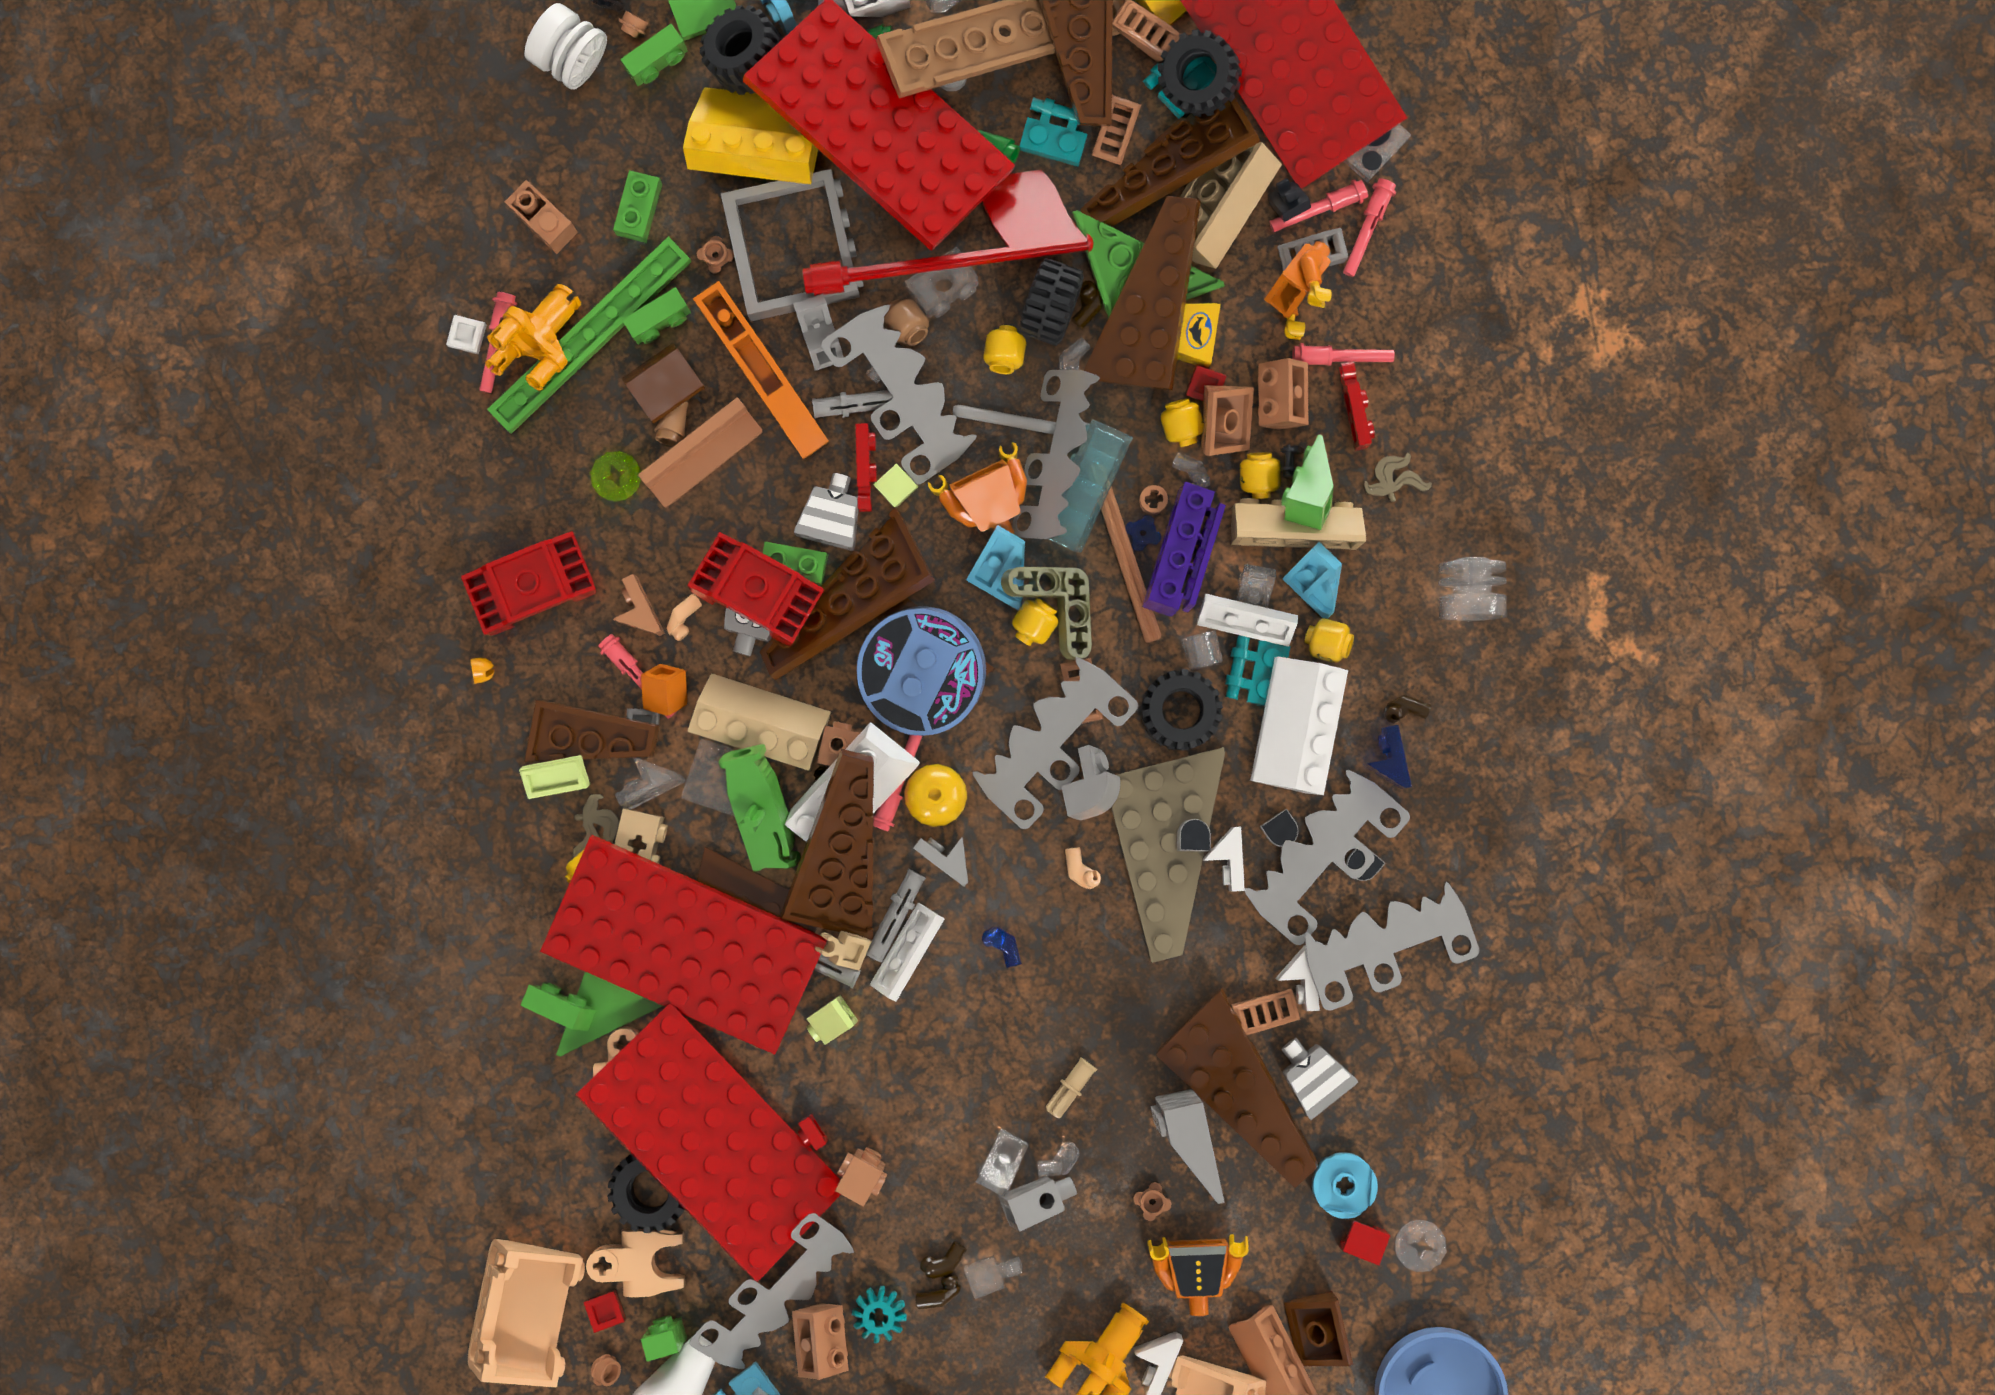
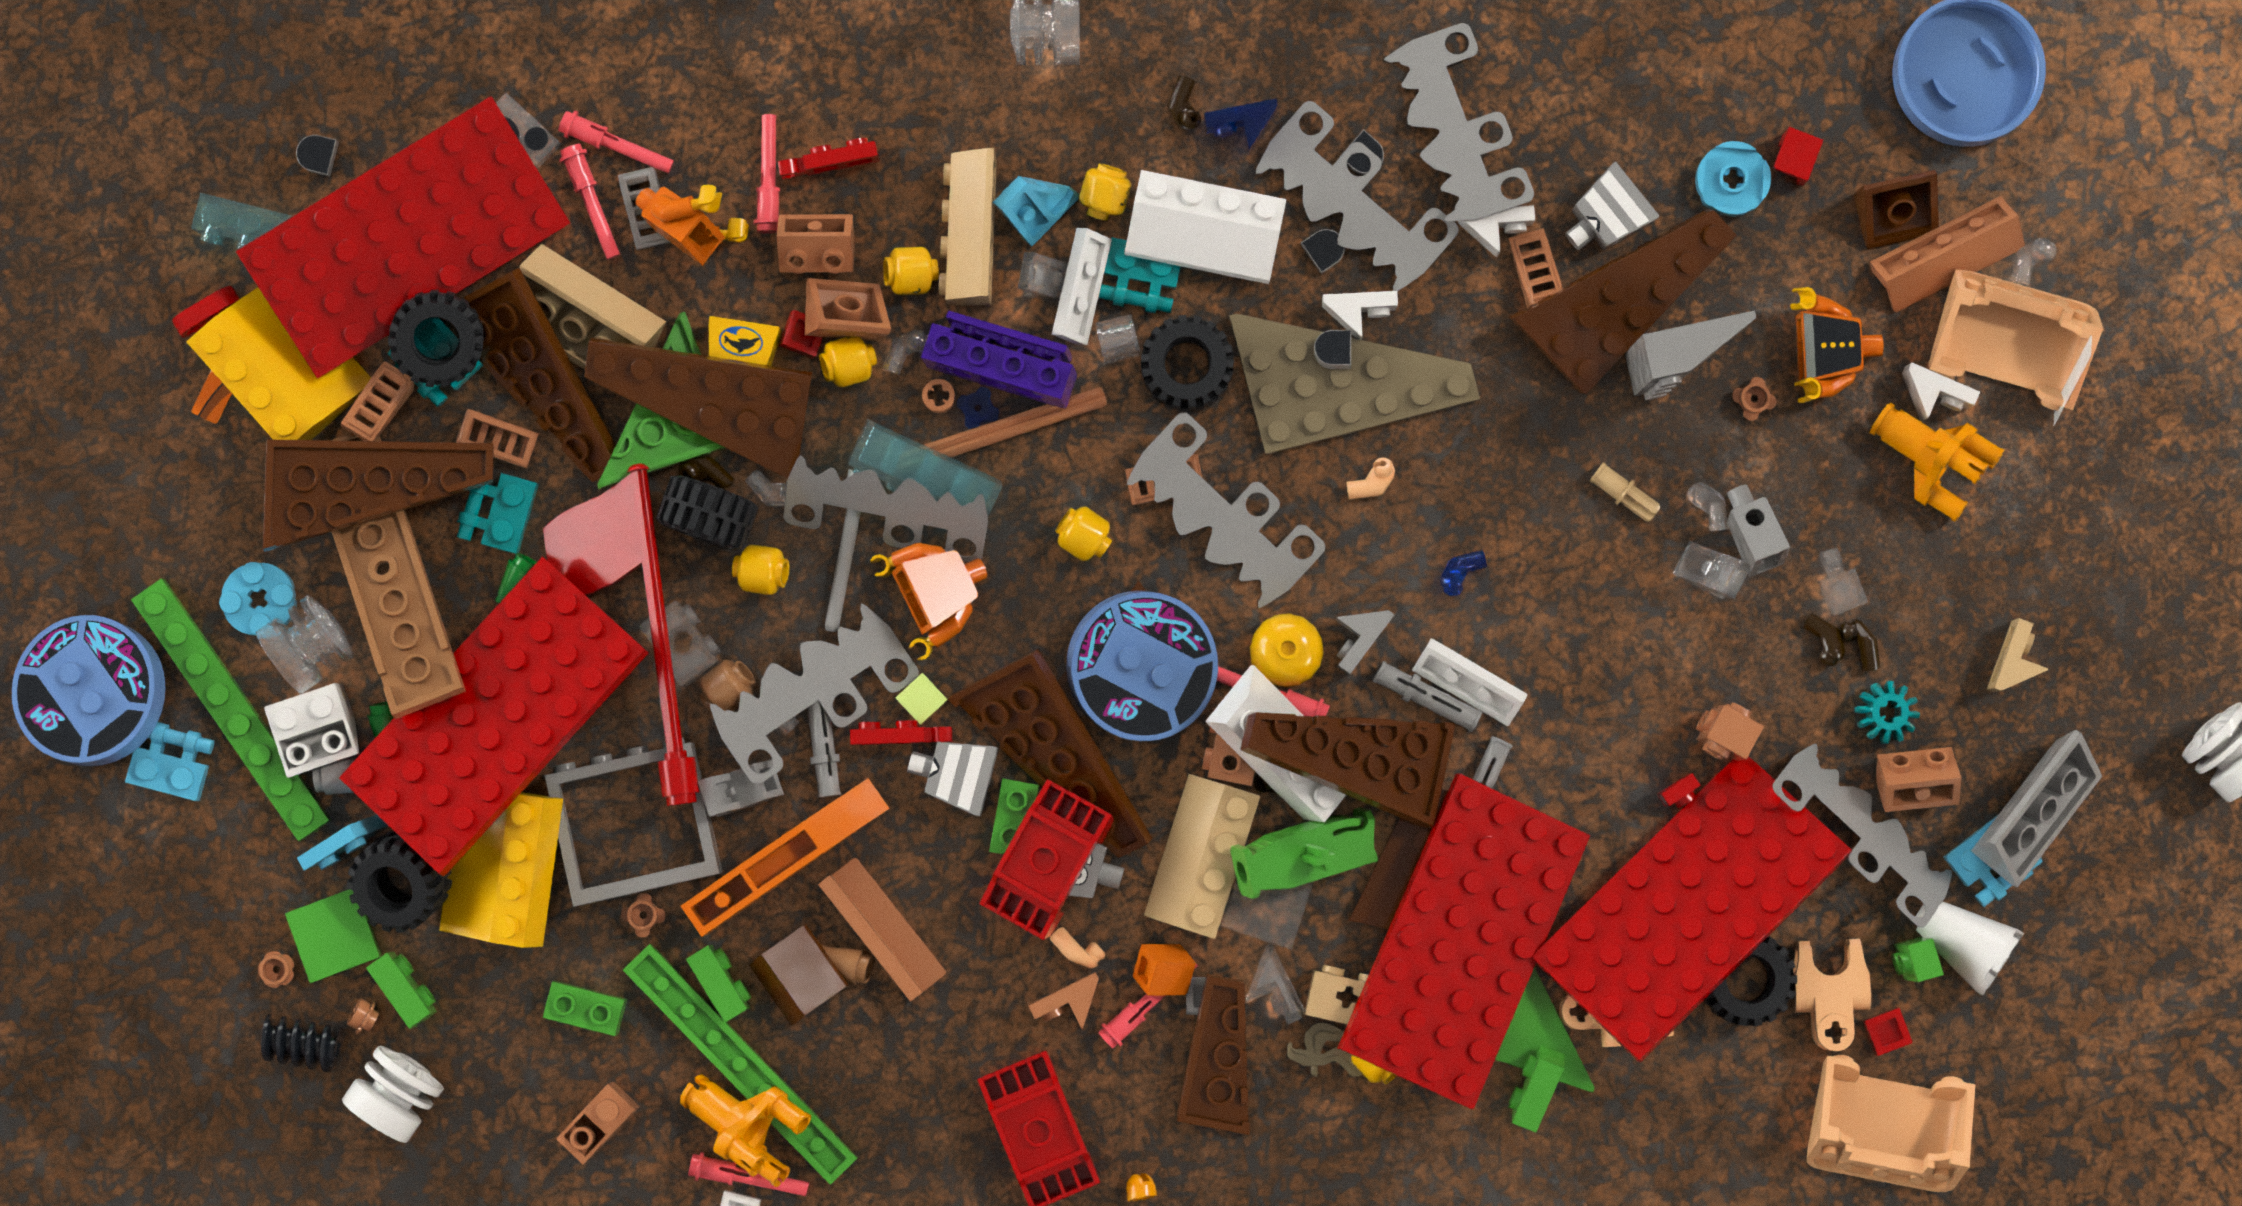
camera: 85 degrees left, 0 degrees up
(554, 777) = (1267, 1098): yellowish green tile -> none
(605, 1370) = (1955, 1029): nougat plate -> none
(628, 481) = (924, 1039): clear neon green gear -> none
(831, 1020) = (1550, 769): yellowish green slope -> none
(845, 951) = (1469, 752): tan plate -> none
(999, 555) = (1020, 573): medium azure wing -> none
(1062, 591) = (1046, 502): olive beam -> none
(1096, 791) = (1281, 460): light grey brick -> none
(1288, 200) = (583, 235): black tile -> none
(1289, 451) = (905, 237): black piece -> none
(1312, 489) = (932, 208): slope -> none
(1384, 475) = (909, 127): dark tan piece -> none
(1412, 1233) = (1786, 101): clear gear -> none

